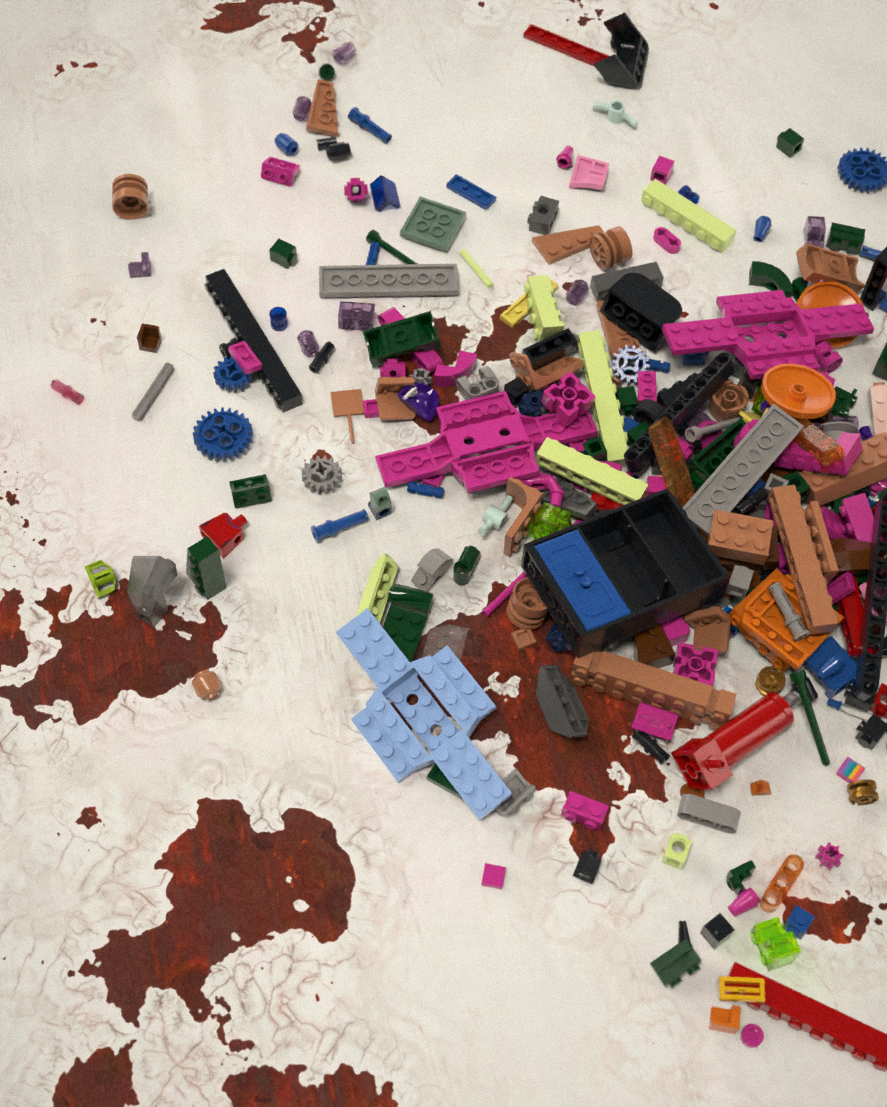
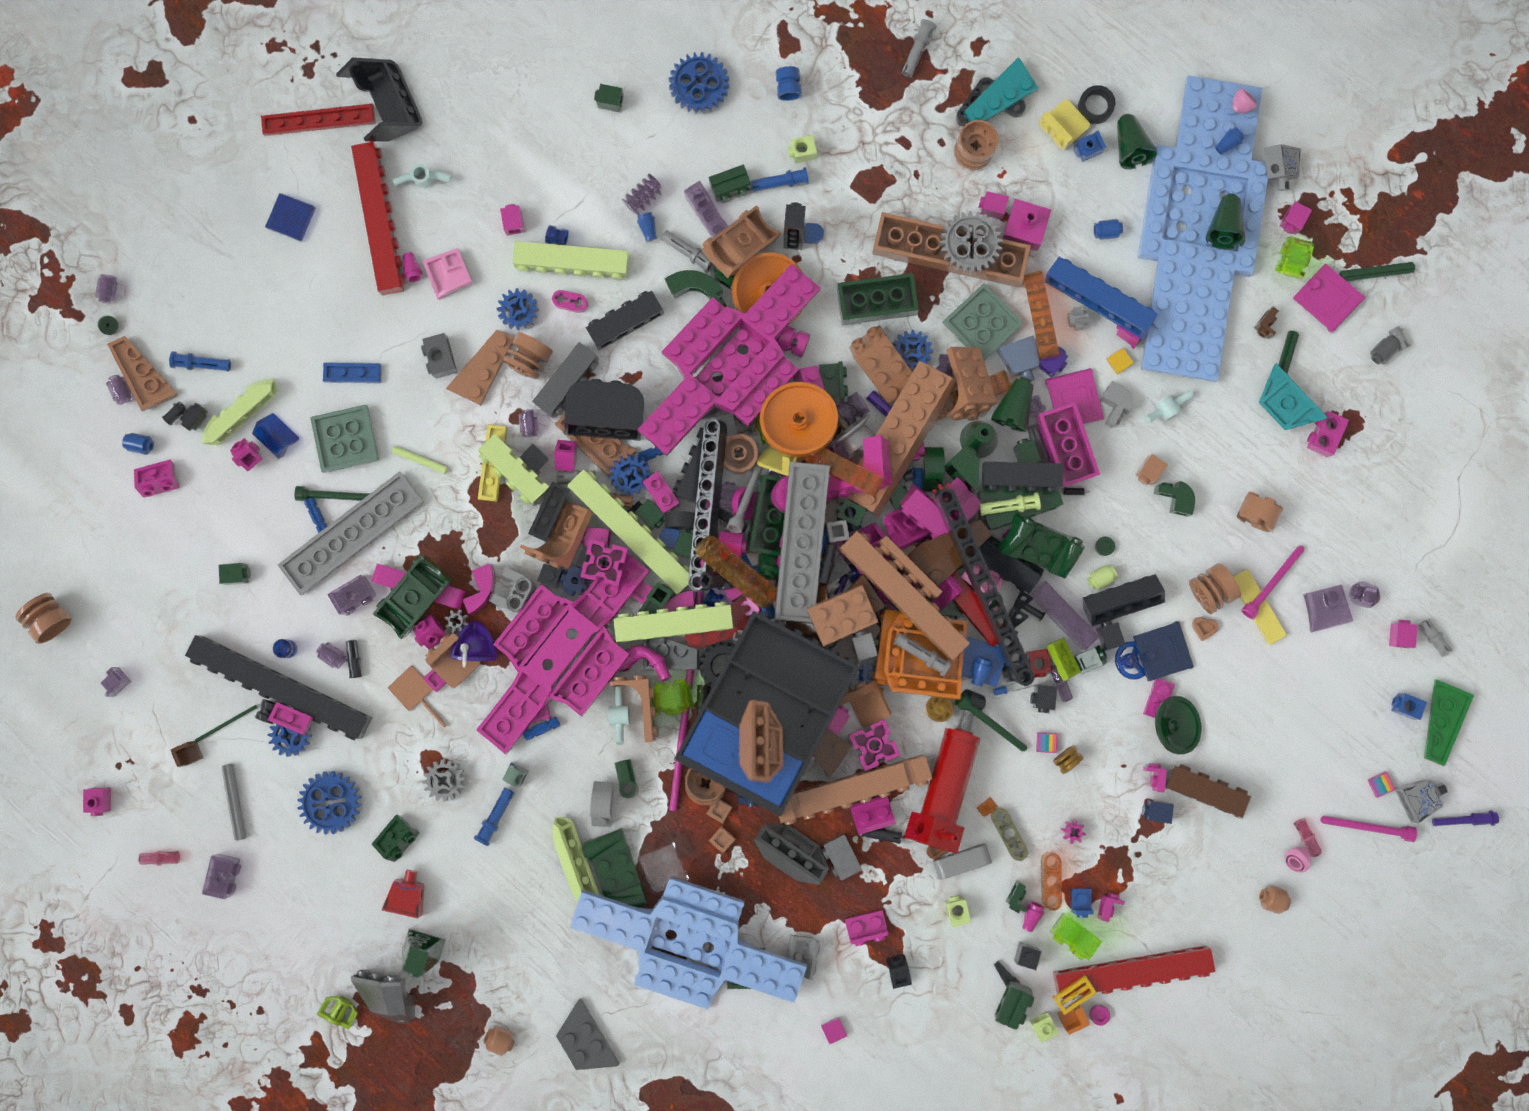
camera: 30 degrees left, 25 degrees up
(59, 327) = (96, 801): none -> dark pink brick
(100, 430) = (214, 882): none -> clear purple brick
(191, 341) = (226, 723): none -> dark green axle
(274, 736) = (585, 1041): none -> dark grey wing
(371, 167) = (233, 417): none -> yellowish green brick
(503, 86) = (290, 217): none -> clear blue tile
(509, 661) = (722, 839): none -> nougat tile
(564, 118) = (378, 219): none -> red brick
(566, 310) = (534, 458): none -> black panel
(590, 322) = (565, 455): none -> dark pink brick
(603, 739) = (842, 857): none -> flat silver brick
(610, 566) = (760, 742): none -> nougat wedge
(625, 219) = (511, 305): none -> blue gear
(649, 462) = (713, 579): none -> black piece
(691, 1004) = (1044, 1027): none -> yellowish green brick
(701, 272) = (625, 319): none -> black brick
(761, 829) = (1020, 844): none -> olive beam
(772, 206) = (642, 194): none -> clear purple piece
(785, 264) = (695, 257): none -> light grey pin
(825, 938) = (1106, 907): none -> dark pink bracket

